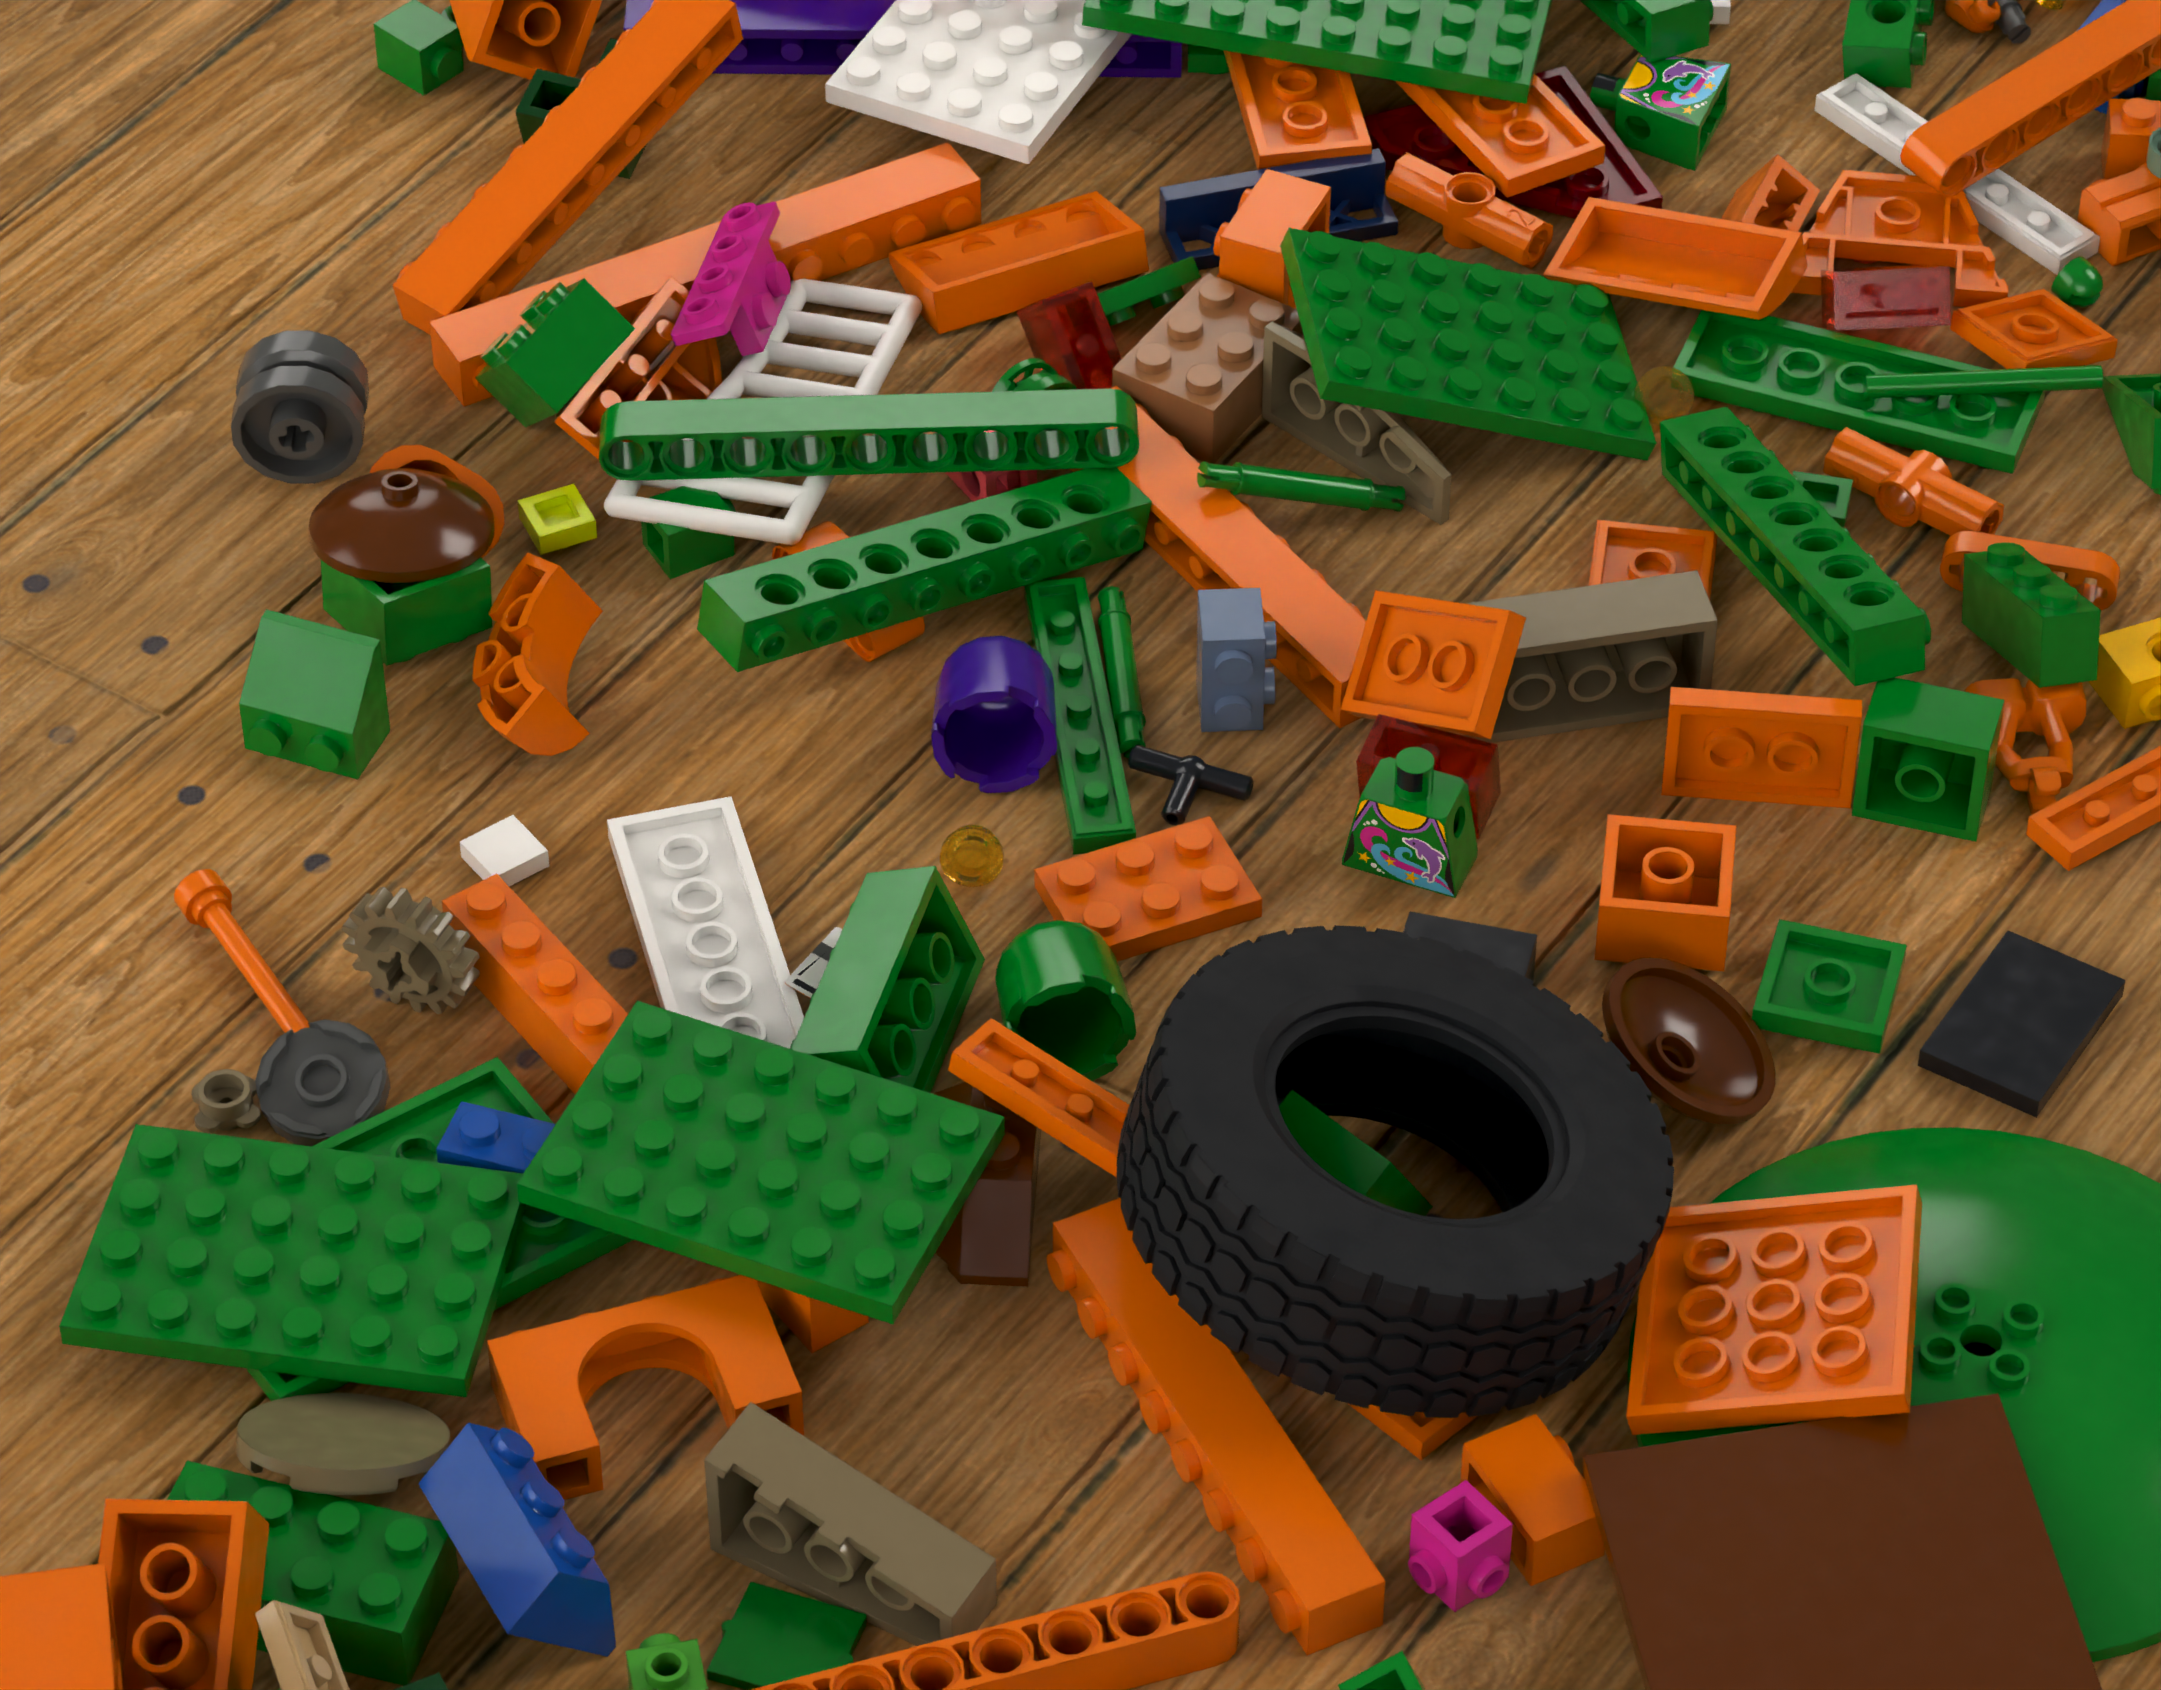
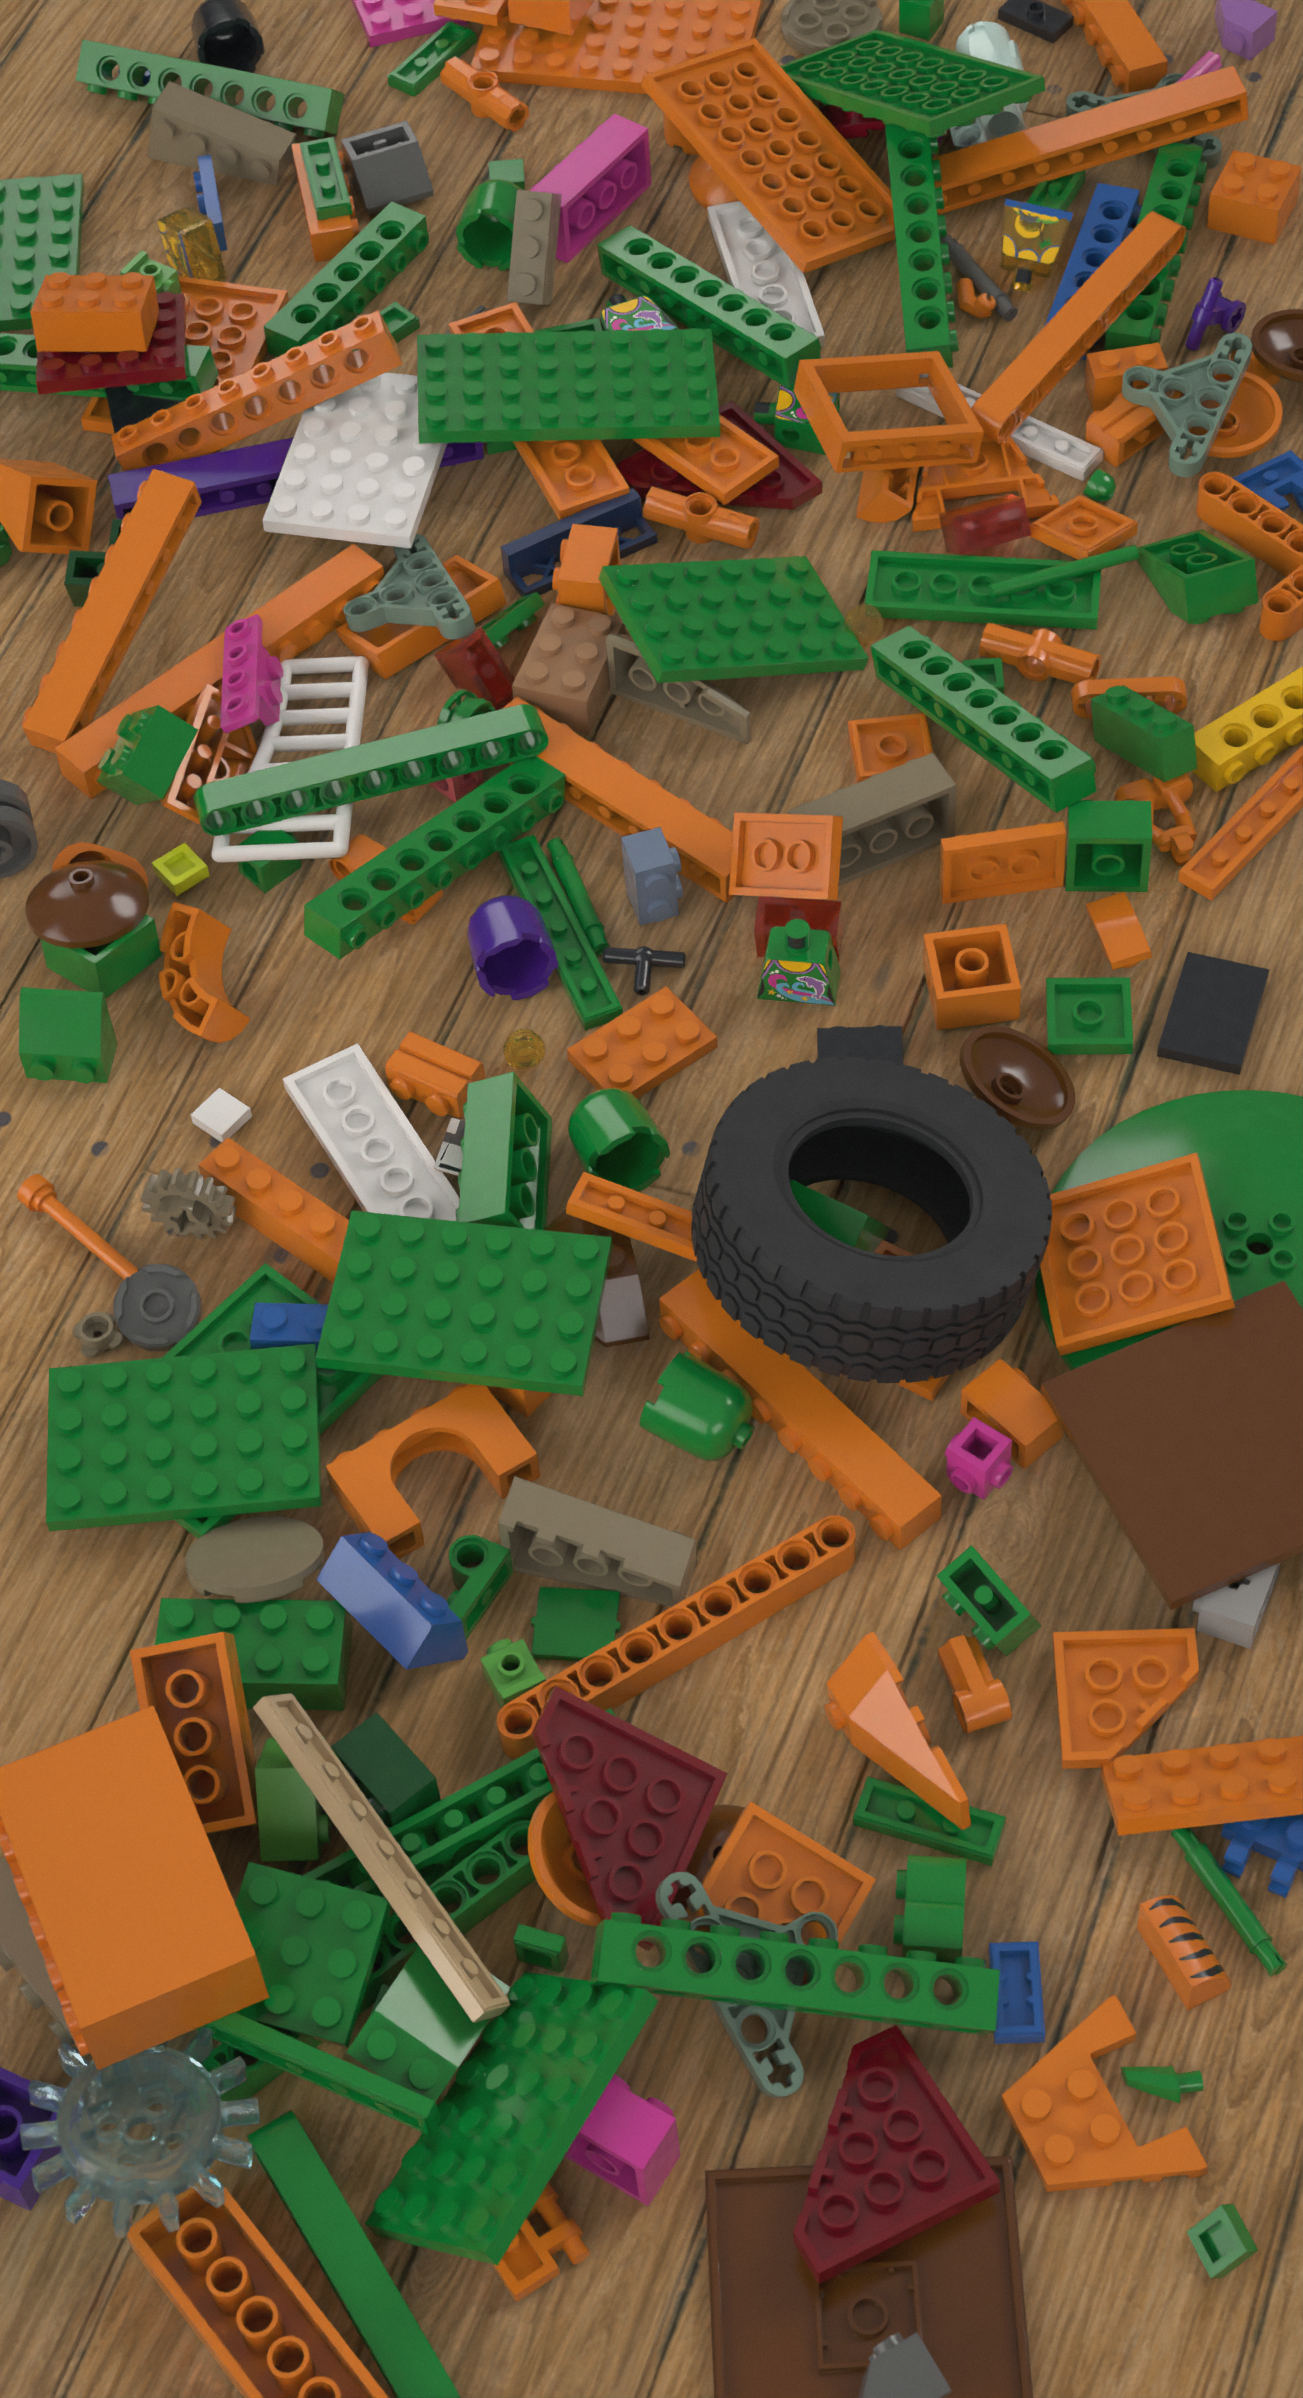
camera: 10 degrees left, 10 degrees up
(668, 1543) = (479, 1584): none -> green plate
(820, 857) = (432, 1075): none -> orange brick
(1013, 224) = (413, 593): none -> sand green beam
(1060, 1384) = (699, 1409): none -> green cylinder
(1301, 486) = (655, 741): green piece -> none
(1680, 258) = (846, 525): orange slope -> none
(1776, 161) = (888, 447): none -> orange window
(1911, 881) = (1118, 931): none -> orange slope

